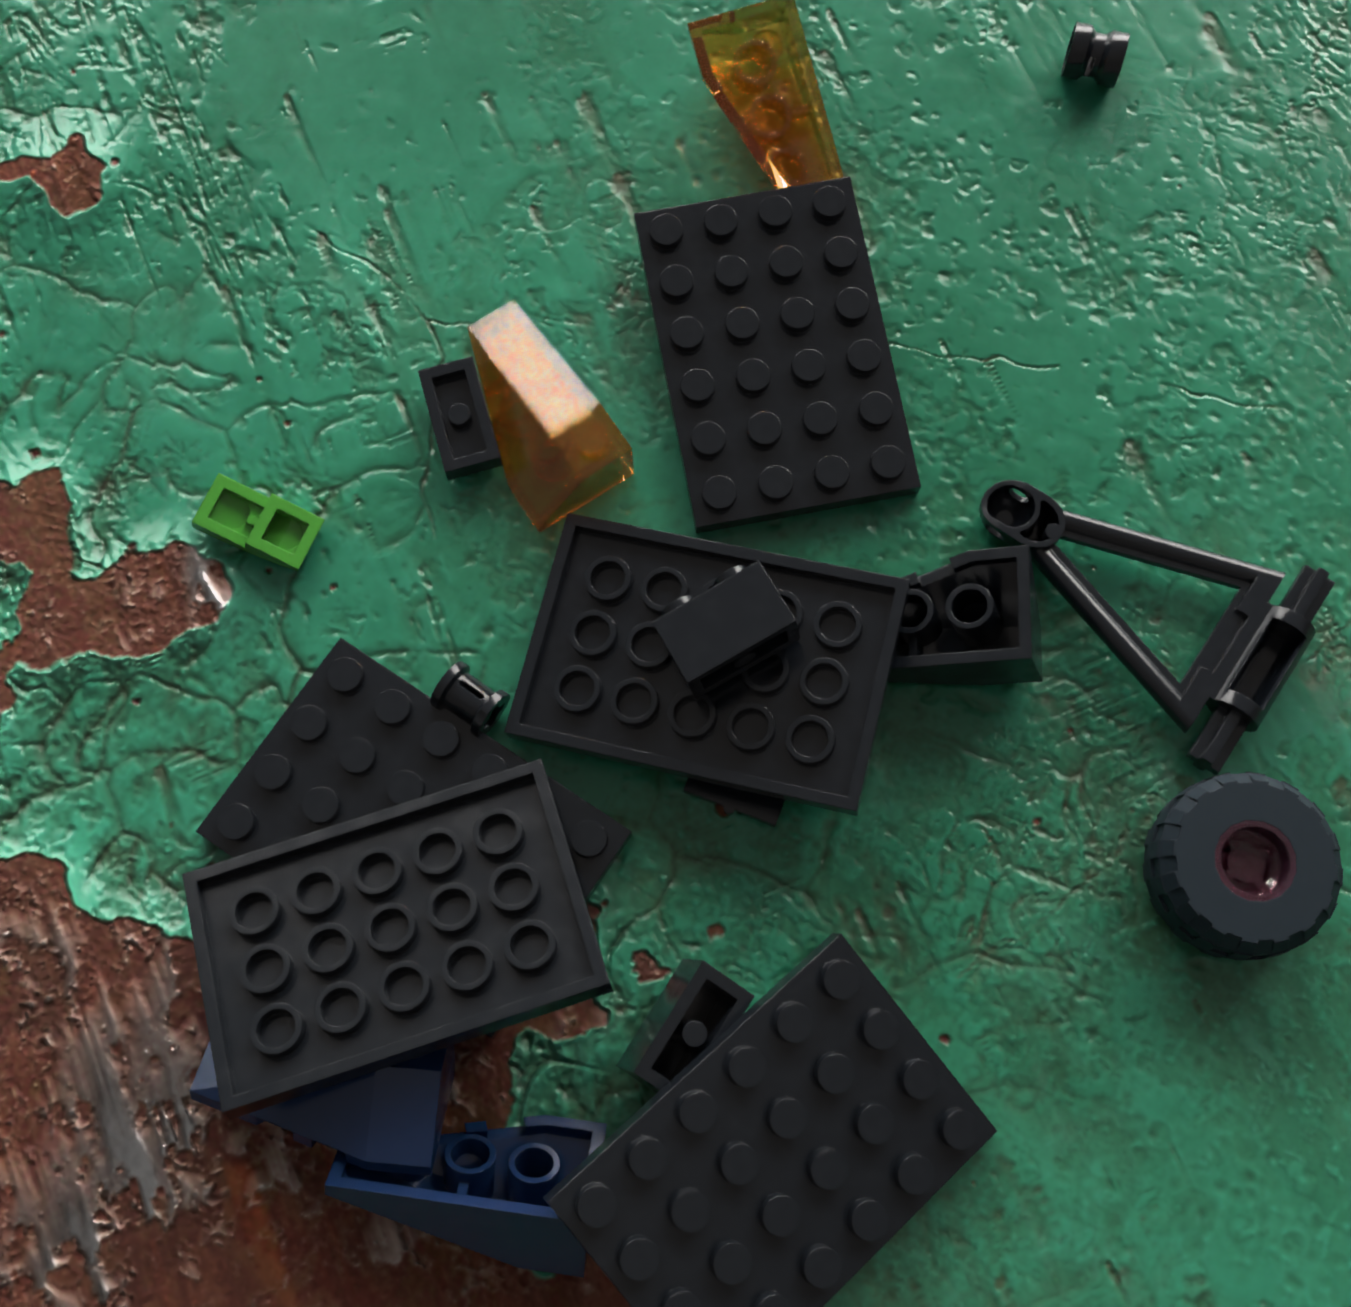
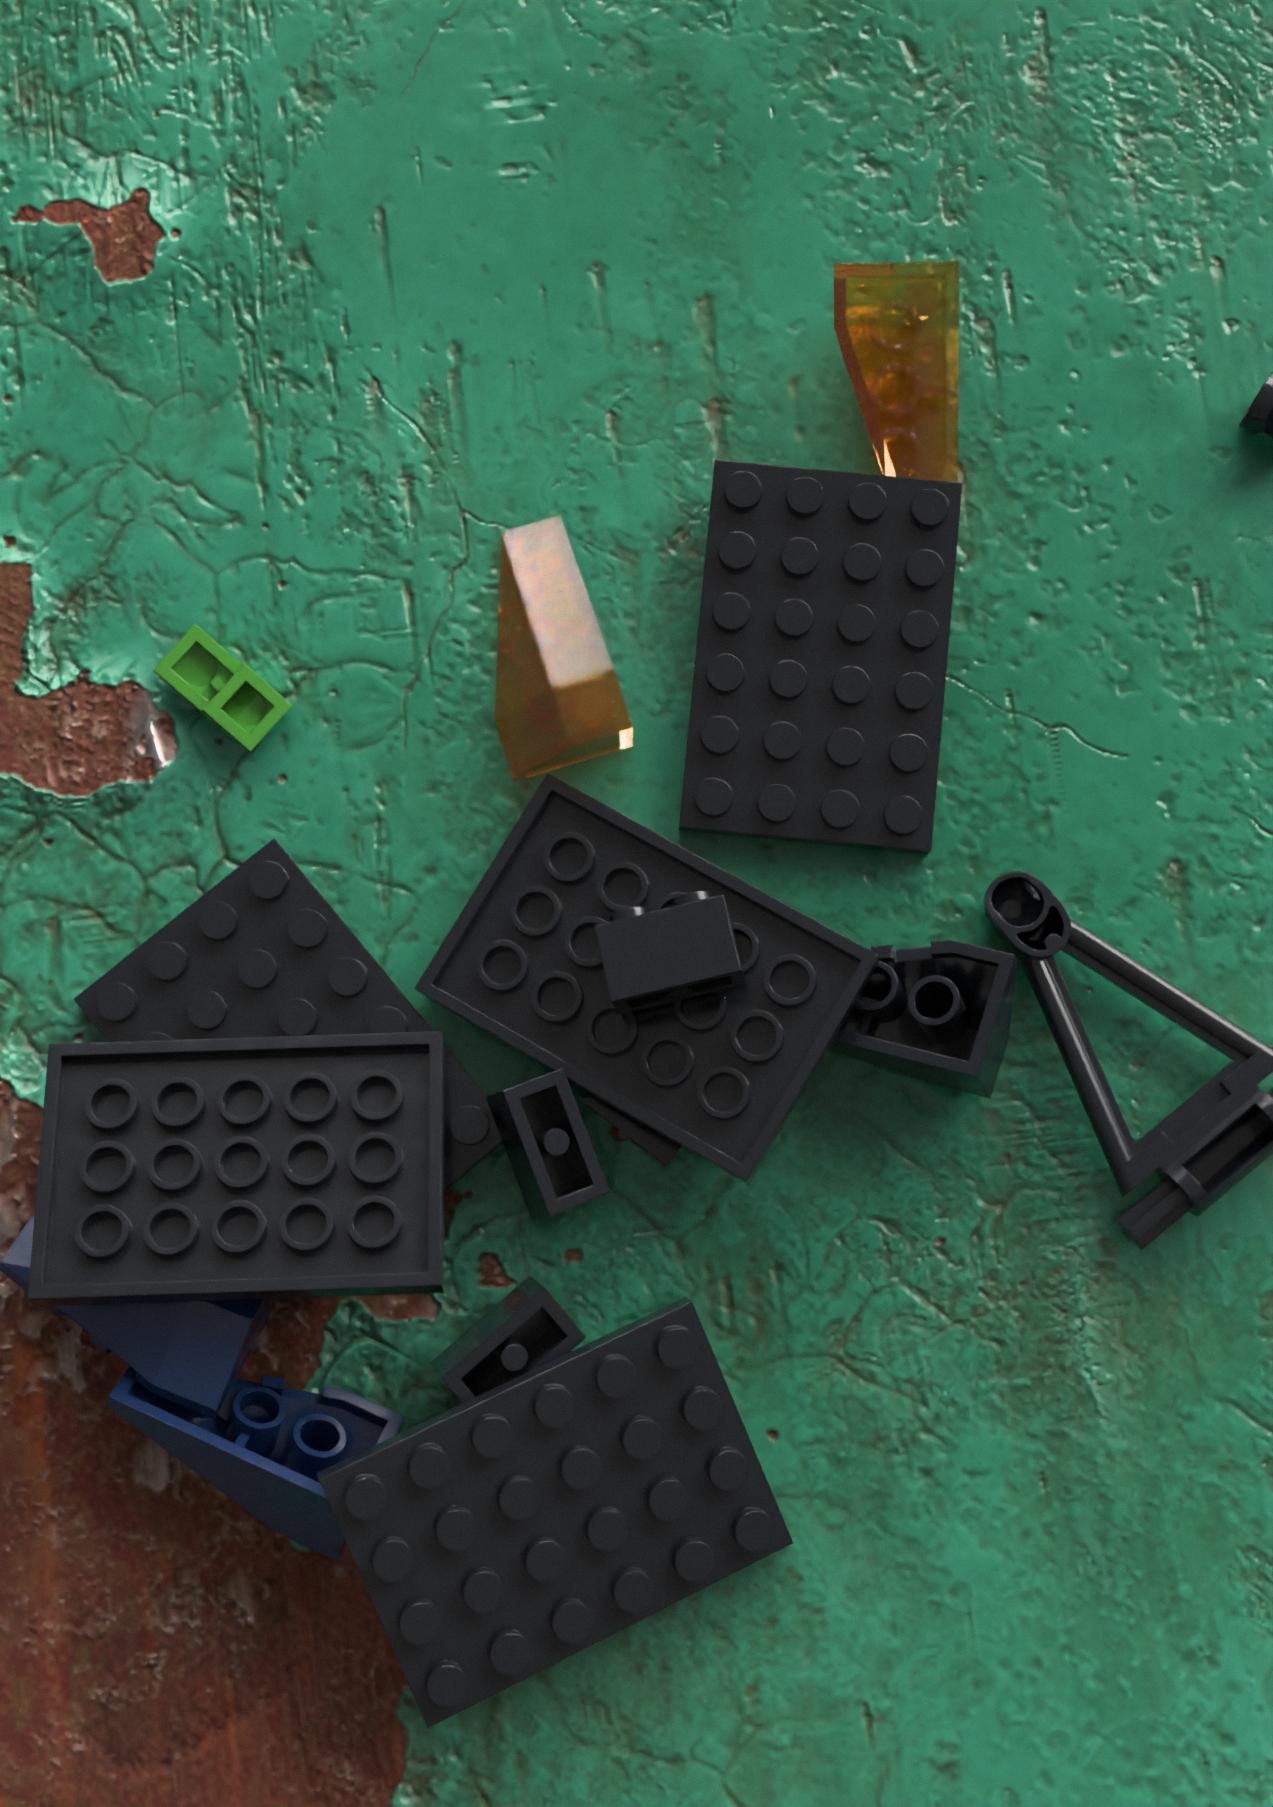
camera: 15 degrees right, 5 degrees up
(460, 418) = (464, 634): black plate -> none
(469, 699) = (389, 942): black bush -> none
(665, 832) = (547, 1144): none -> black brick
(1276, 862) = (1131, 1353): black wheel -> none

